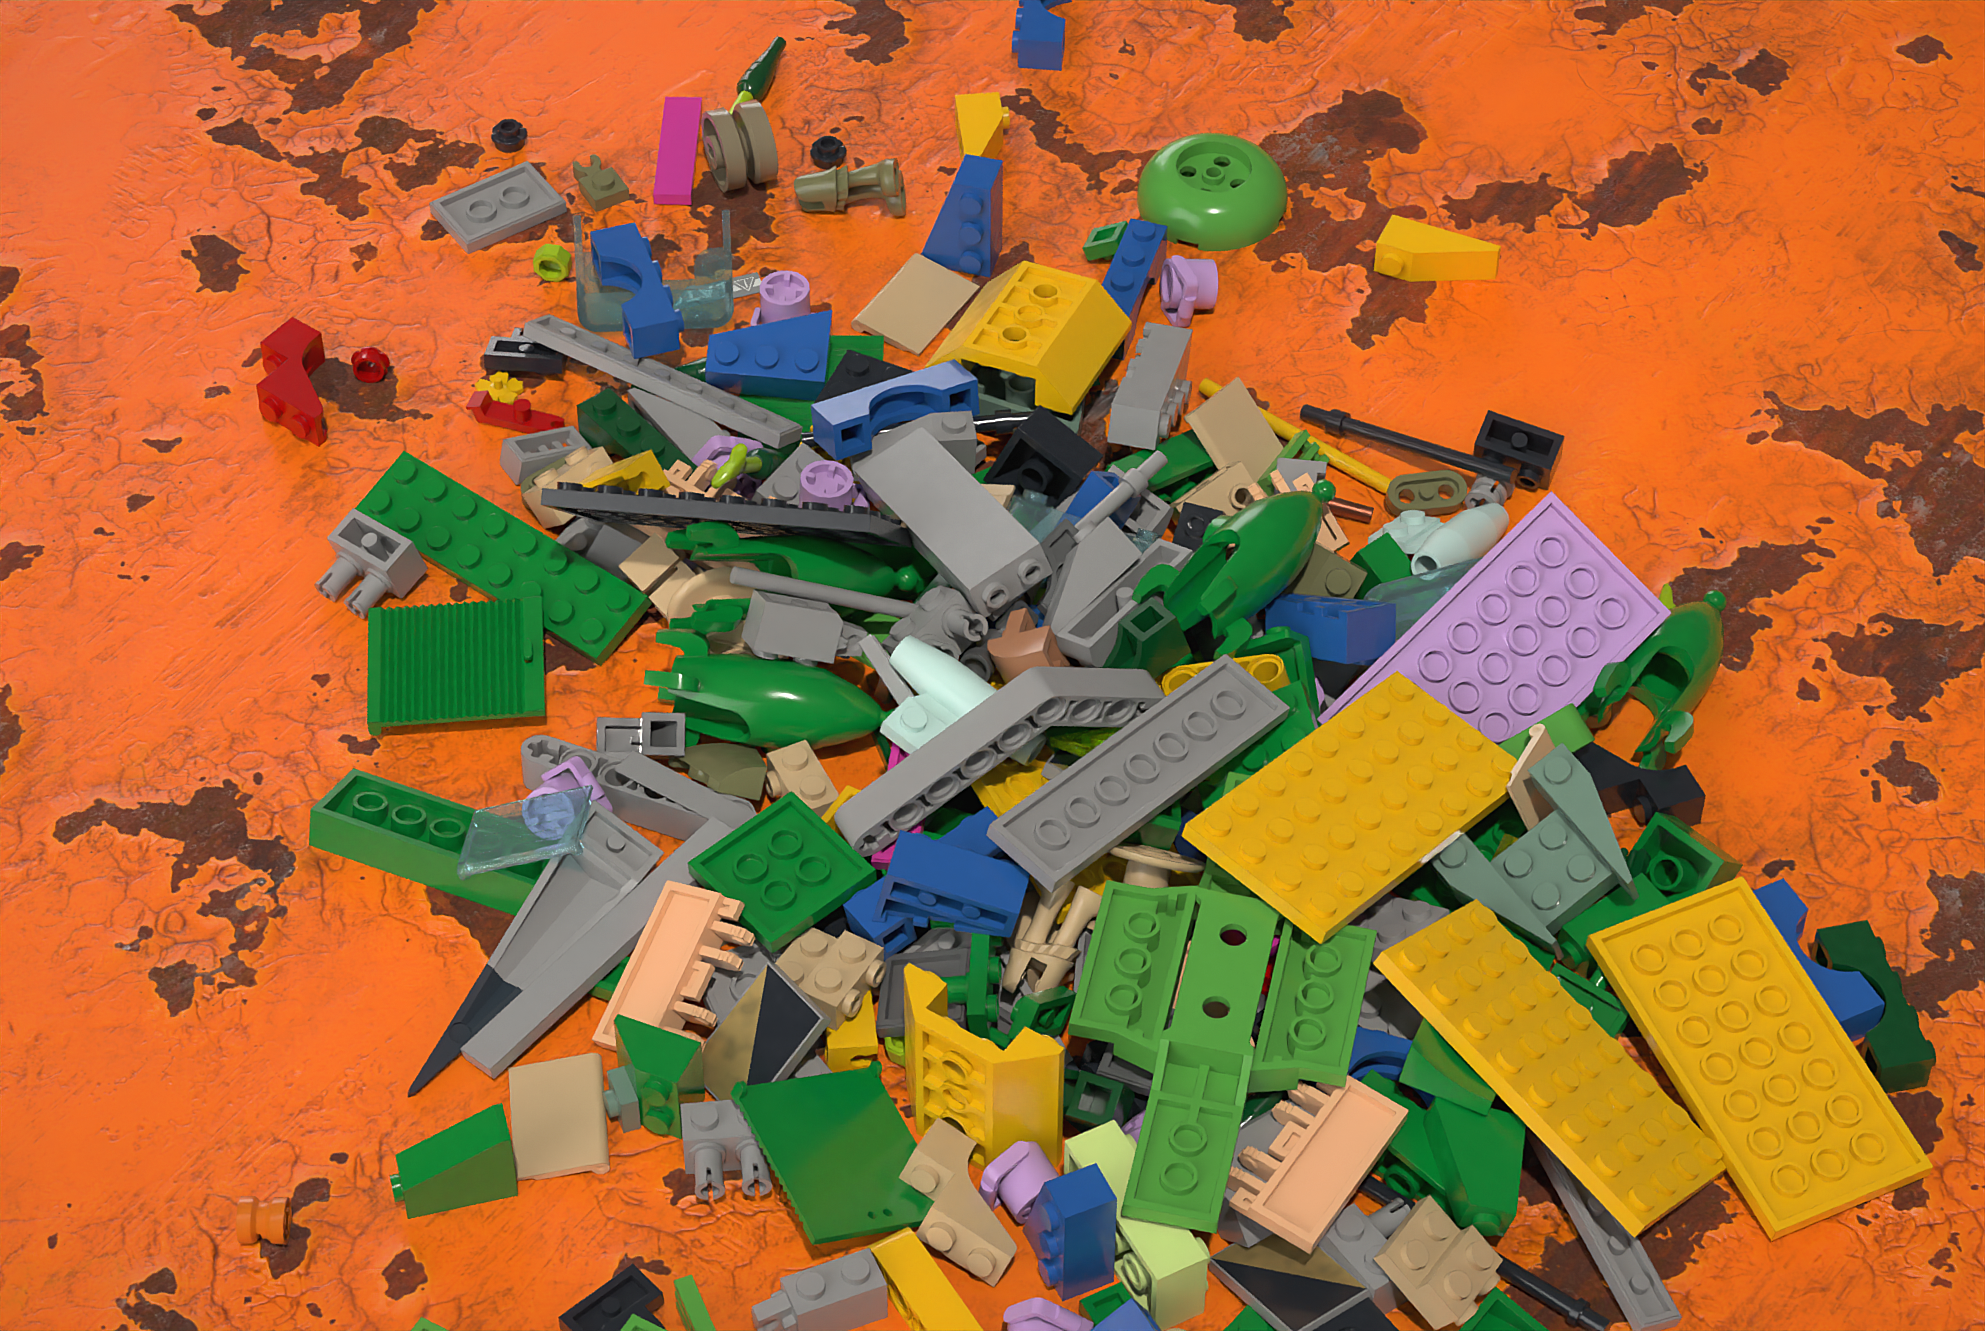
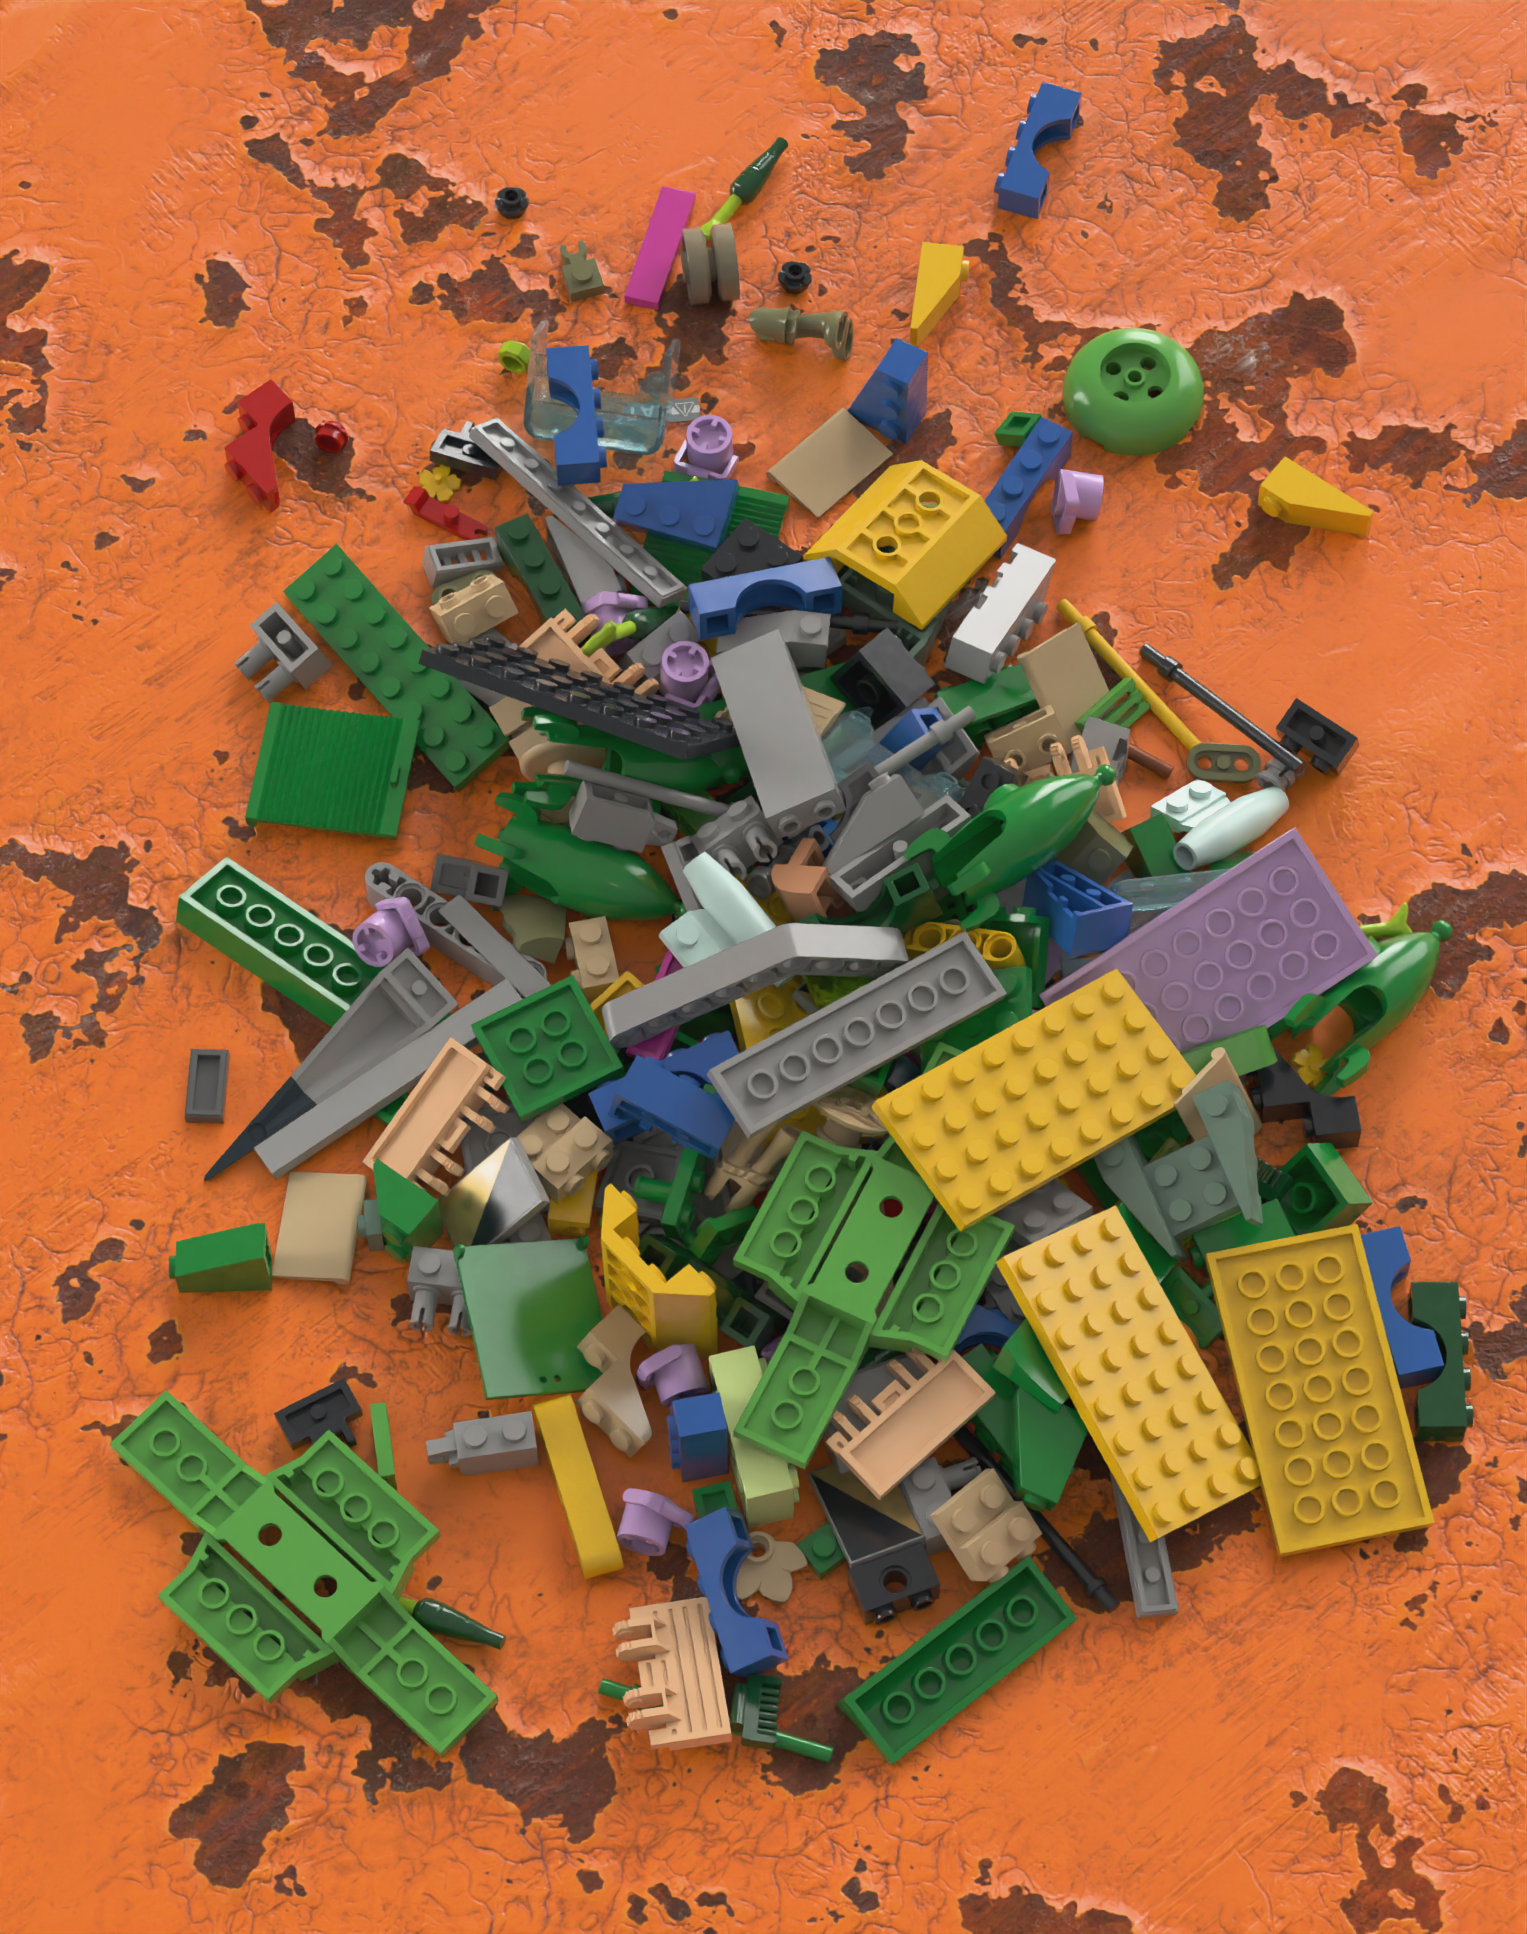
camera: 15 degrees right, 15 degrees up
(264, 1218) = (62, 1272): orange wheel -> none
(388, 999) = (207, 1086): none -> dark grey tile
(497, 207) = (483, 281): light grey tile -> none
(525, 831) = (347, 962): clear light blue piece -> none
(630, 474) = (511, 624): yellow hinge -> none
(1623, 747) = (1309, 1063): none -> yellow plant

